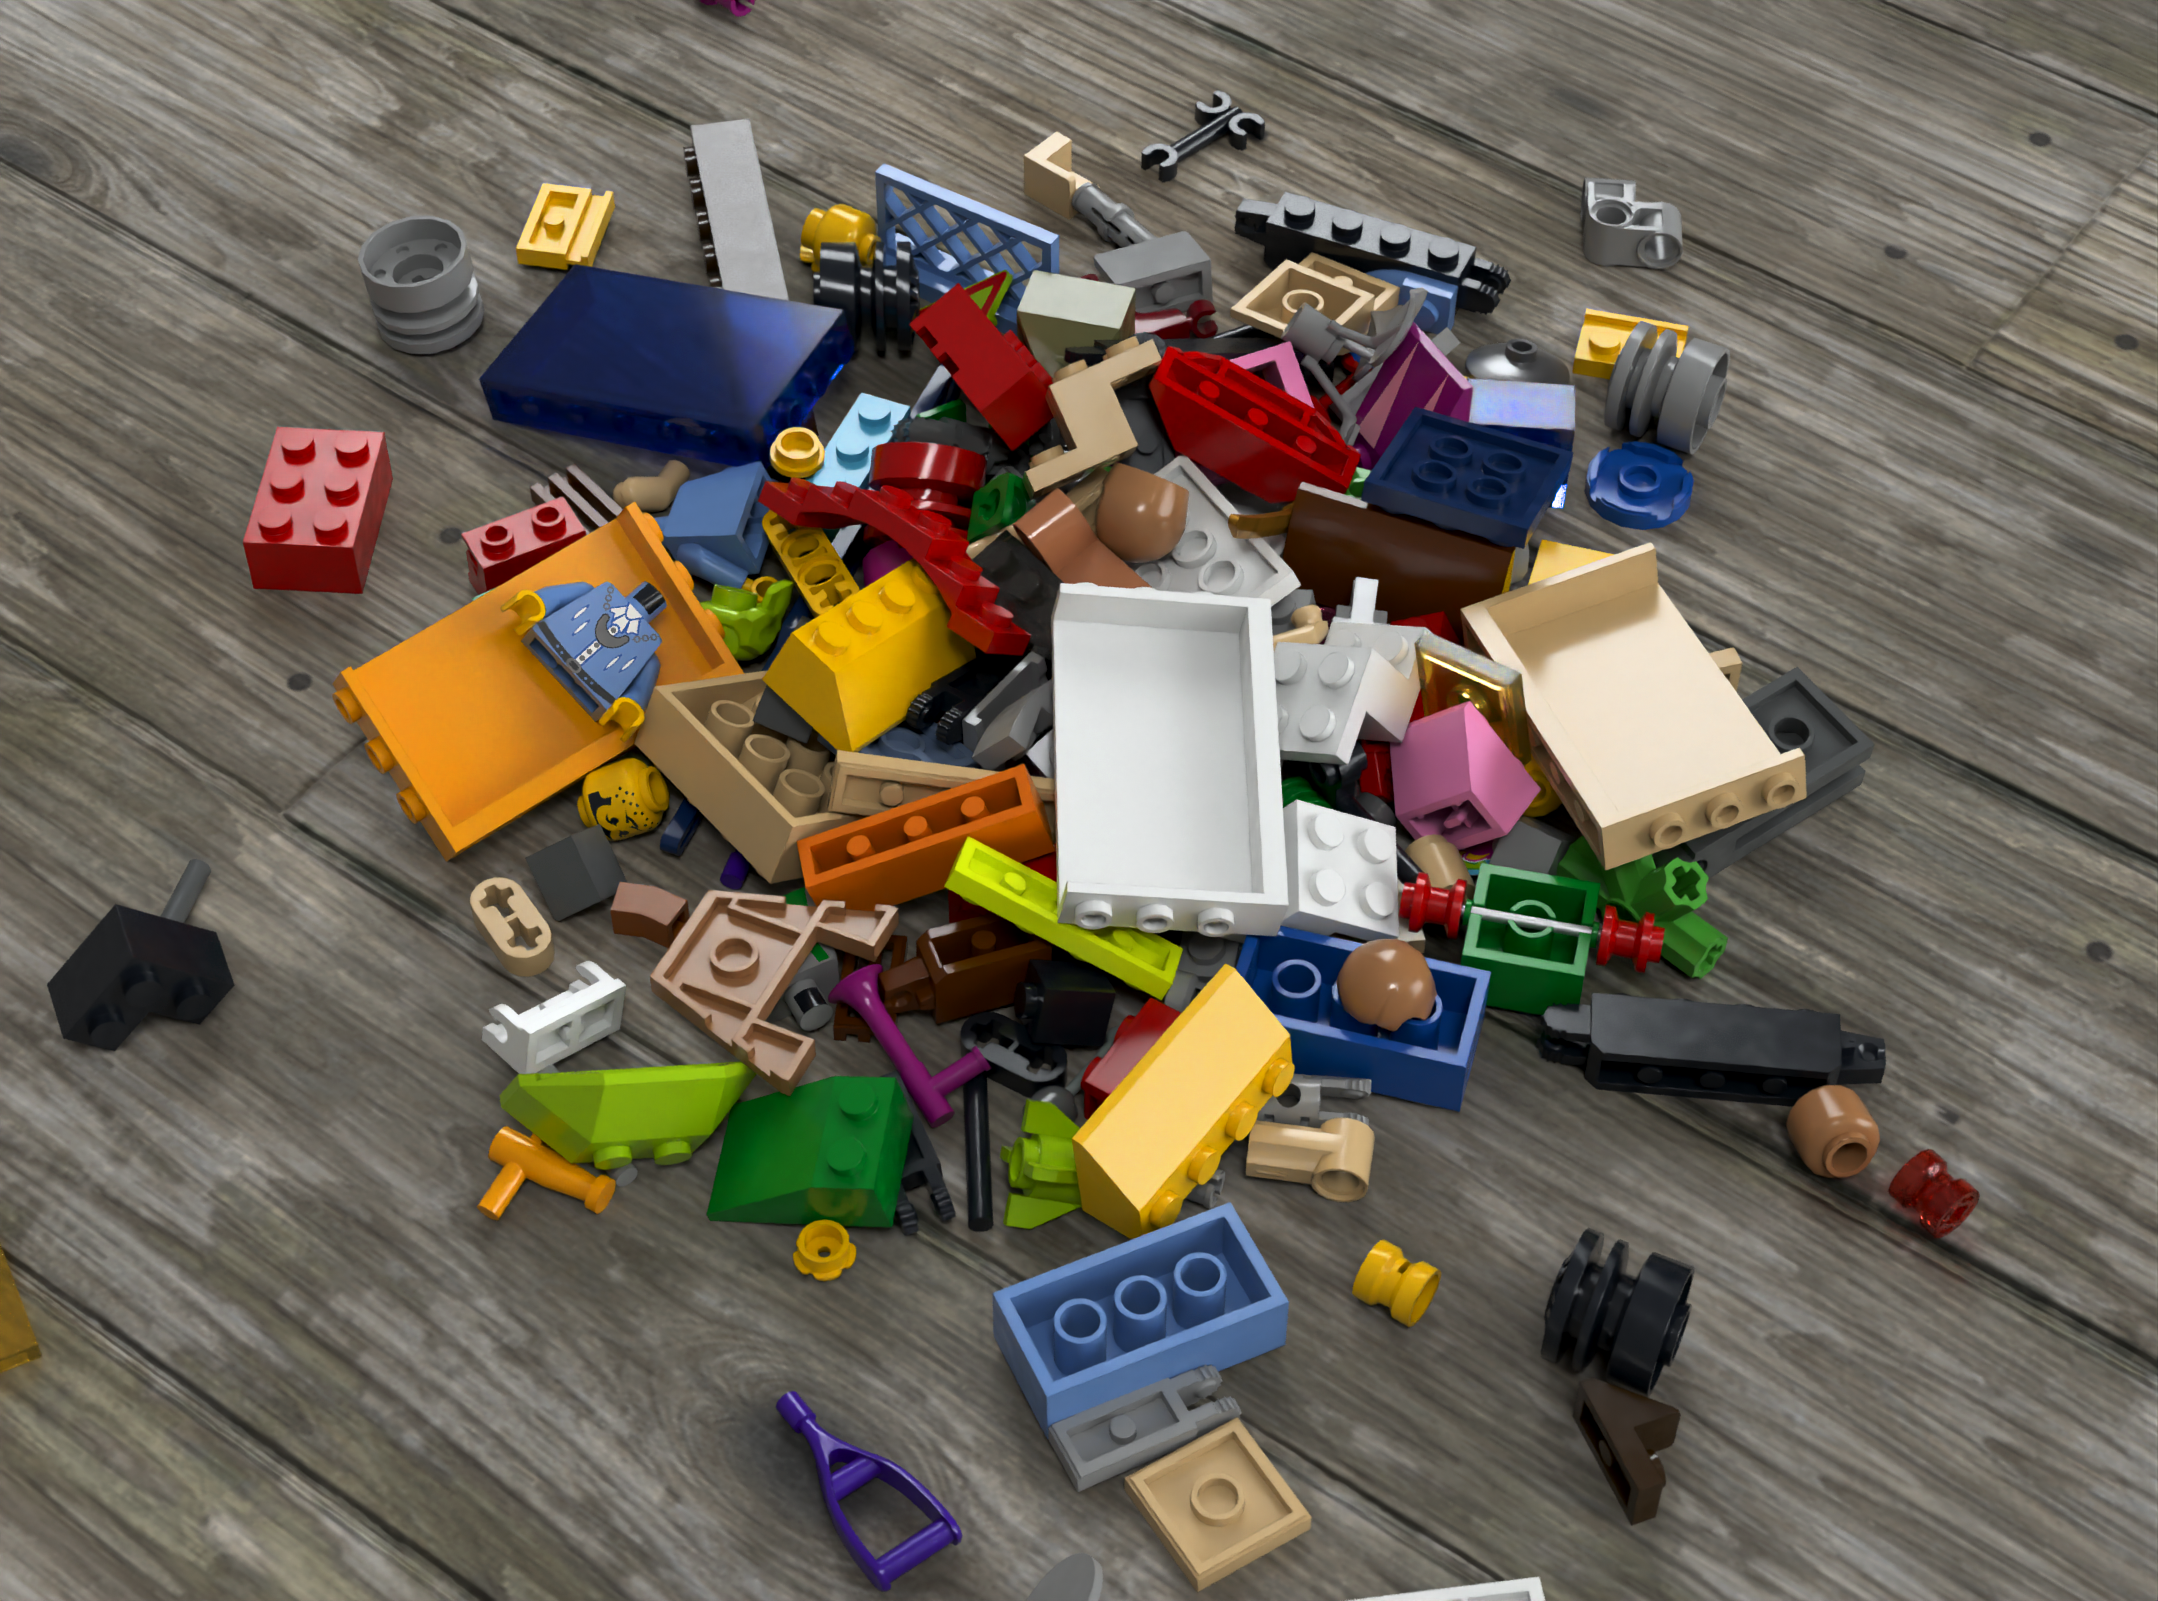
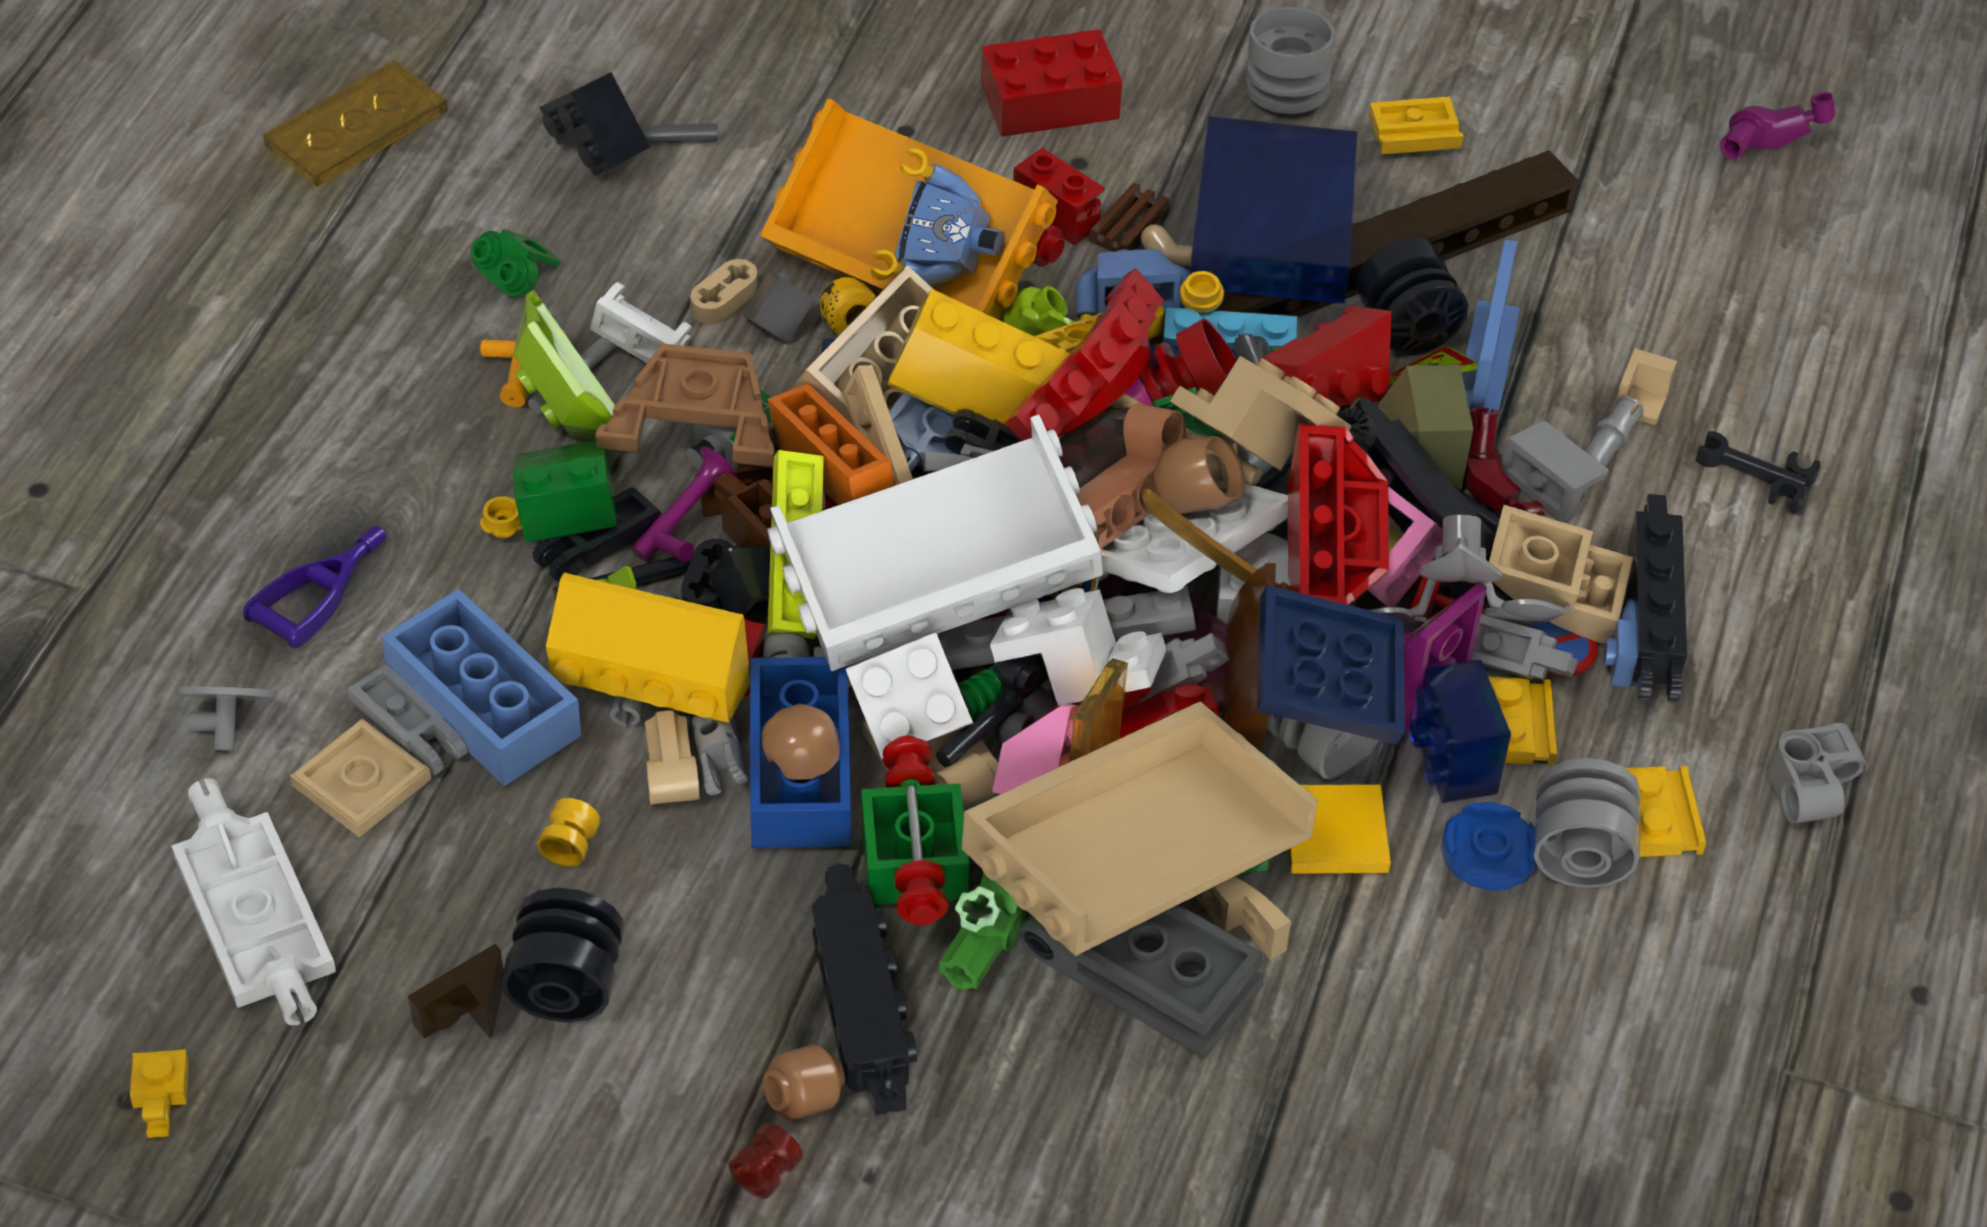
camera: 70 degrees right, 0 degrees up
(345, 1143) = (509, 262): none -> green bracket
(648, 913) = (762, 346): dark orange piece -> none
(838, 224) = (1475, 267): yellow head -> none
(1308, 627) = (1127, 616): tan arm -> none
(1516, 361) = (1581, 728): flat silver dish -> none

